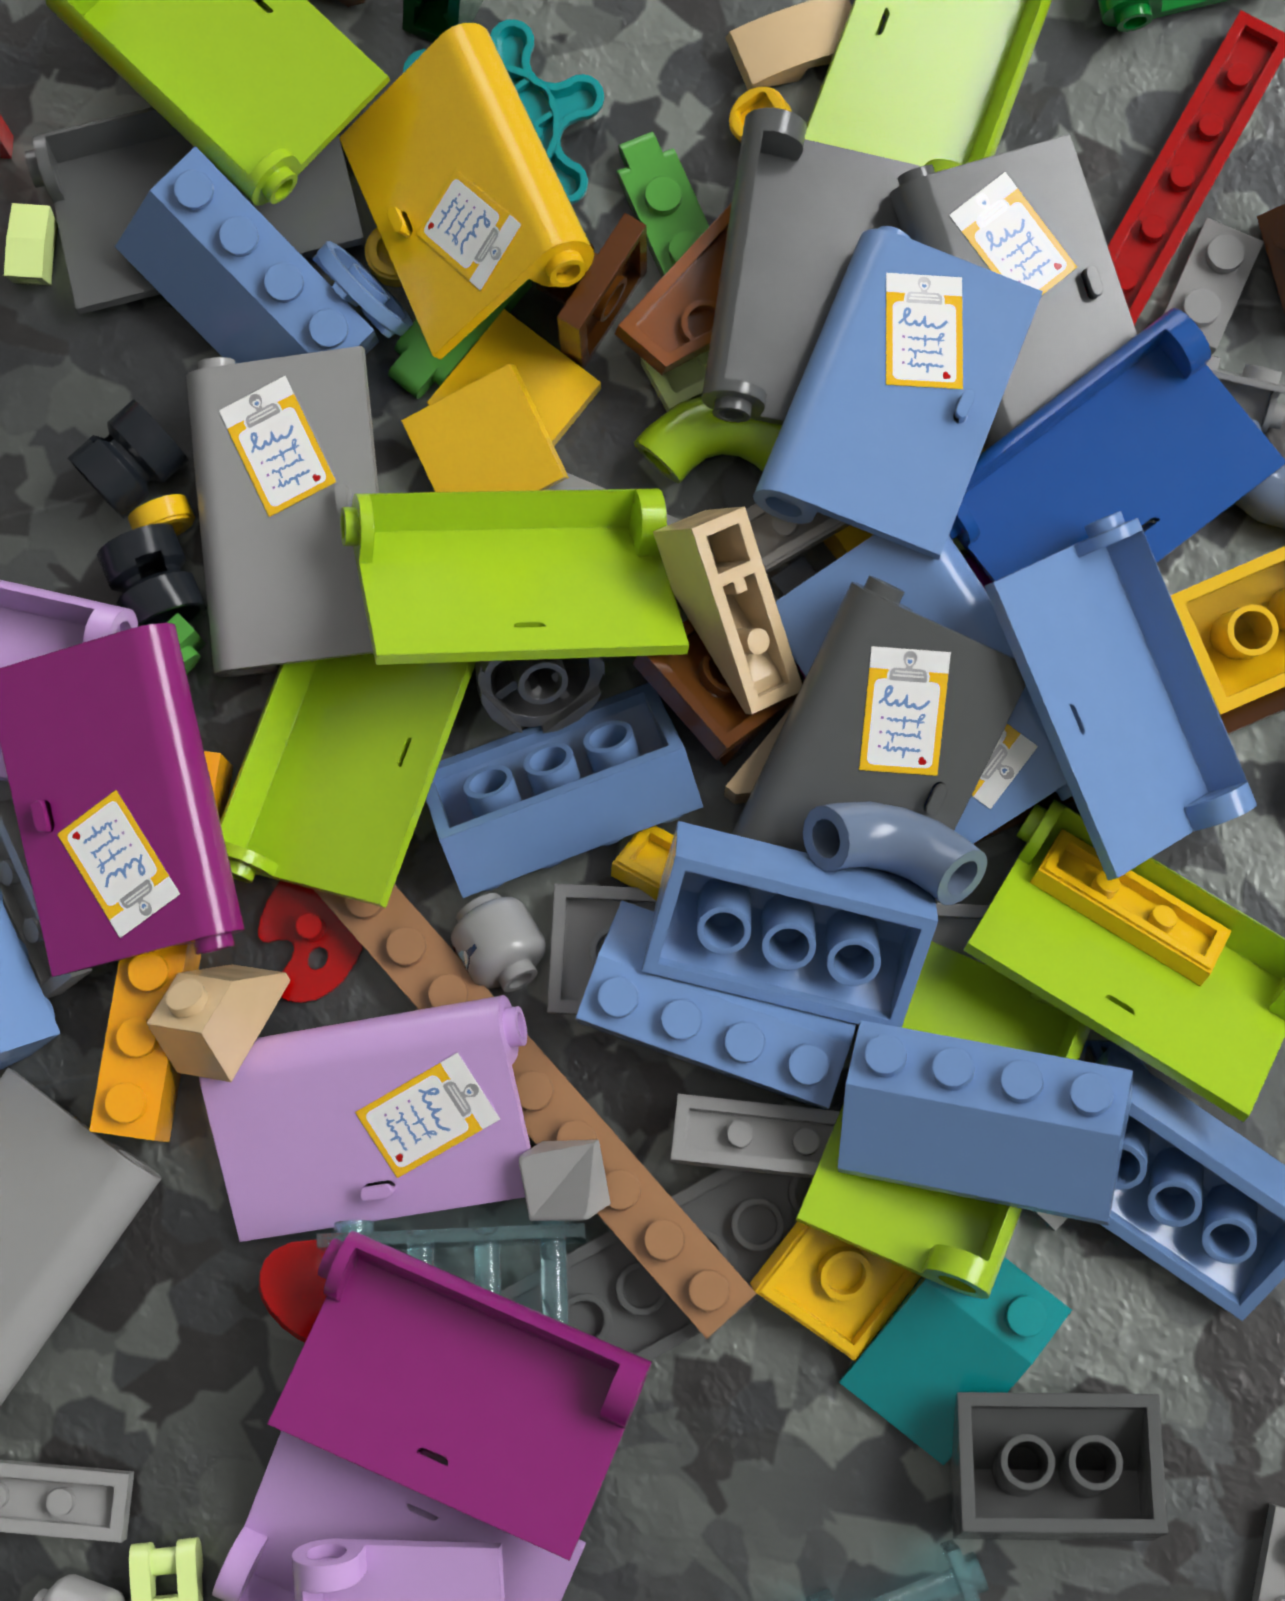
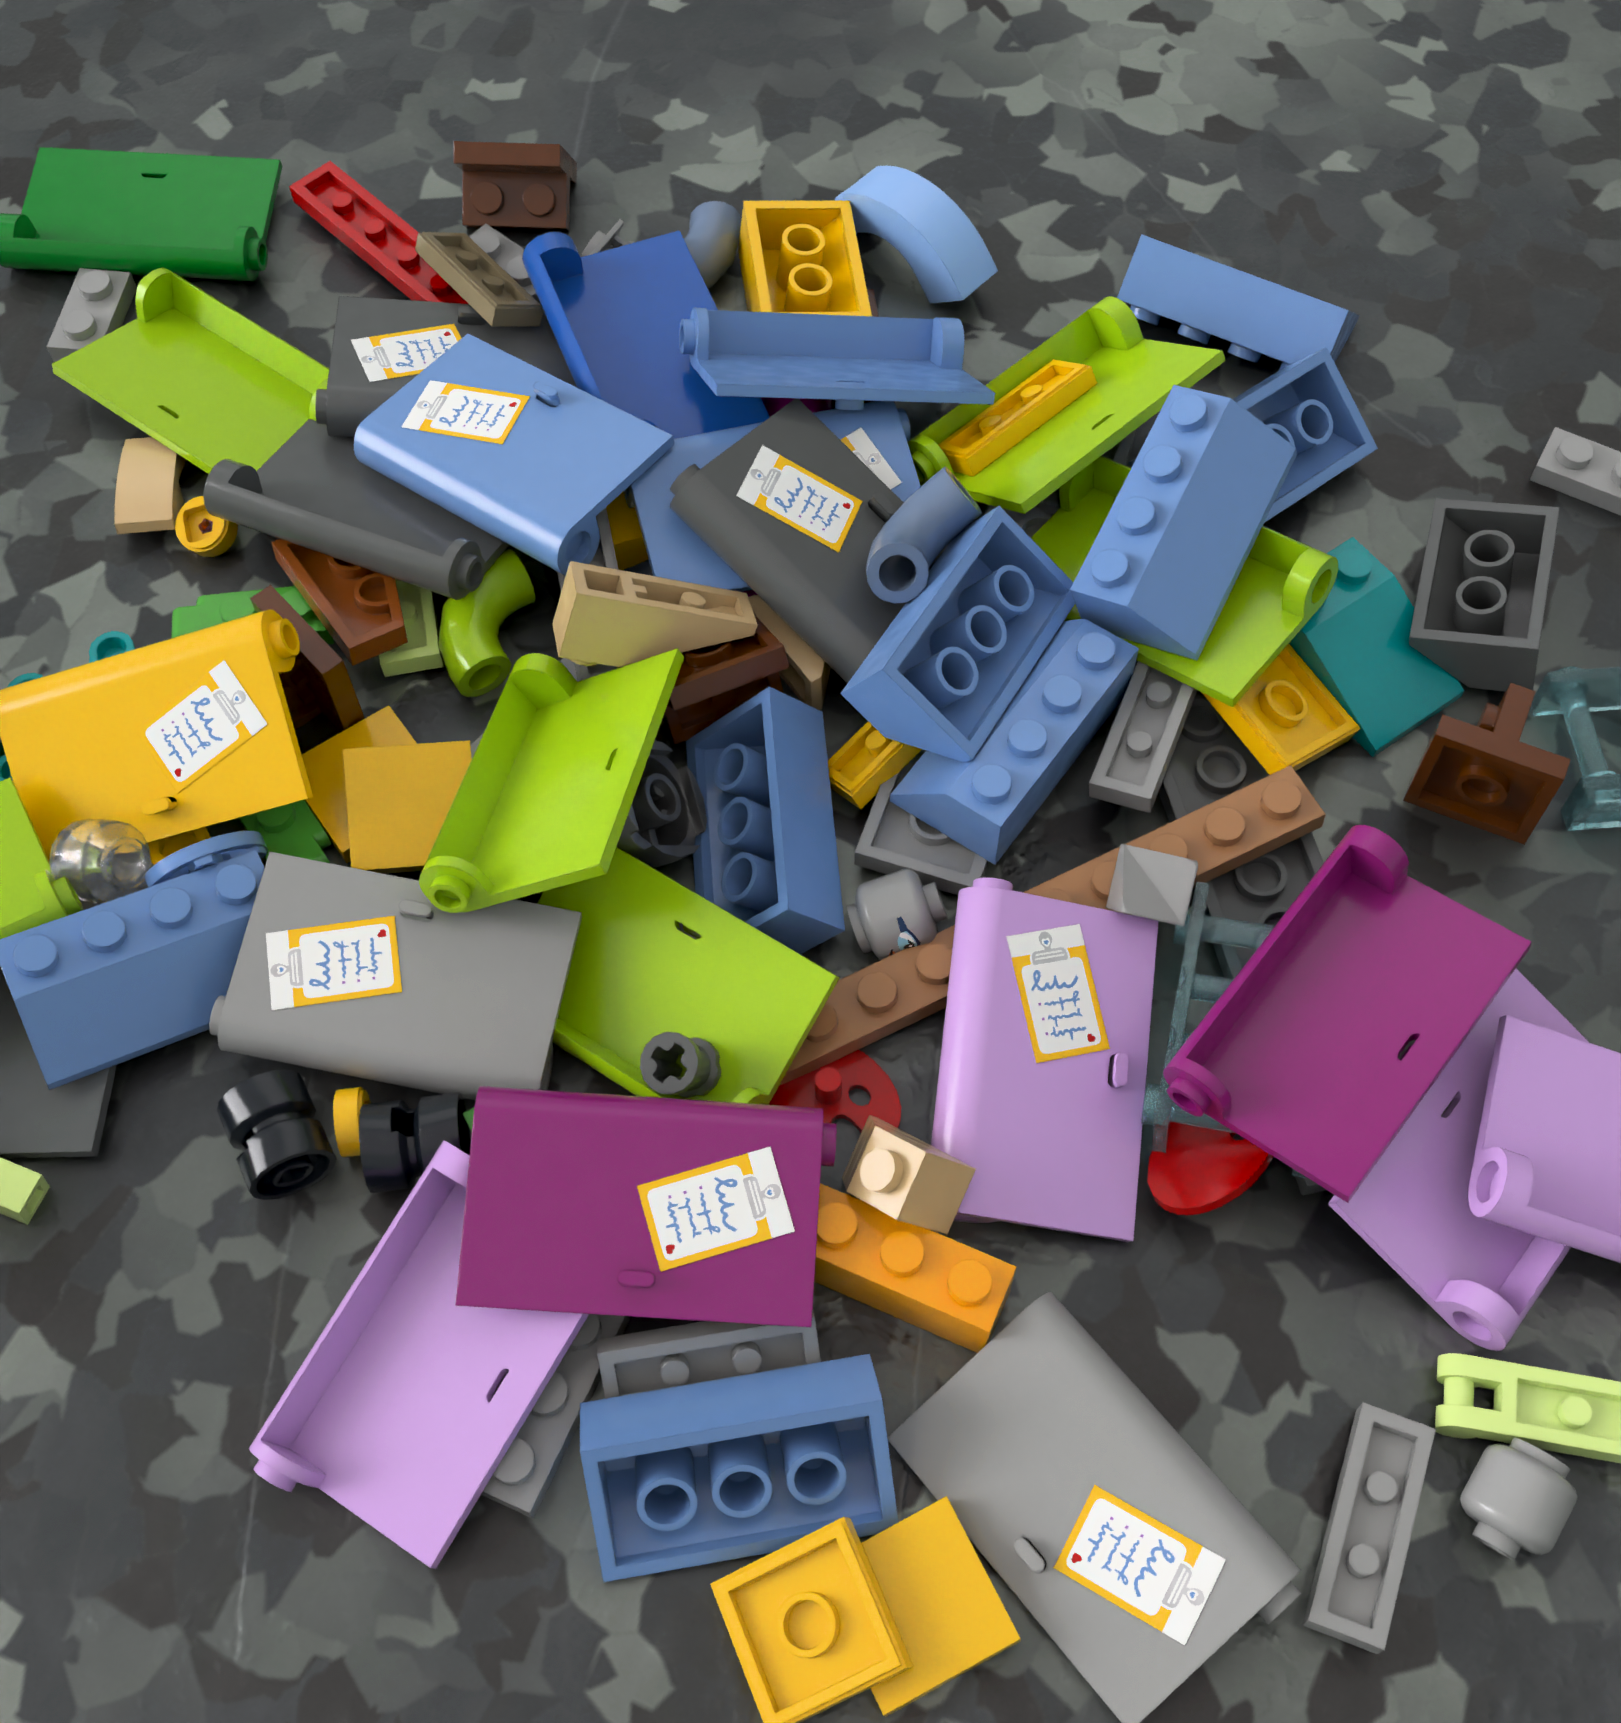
camera: 75 degrees left, 20 degrees down
(276, 779) = (663, 1073): none -> dark grey bush
(334, 194) = (101, 859): none -> clear head
(808, 1499) = (1486, 772): none -> reddish brown bracket
(1147, 269) = (479, 279): none -> dark tan tile

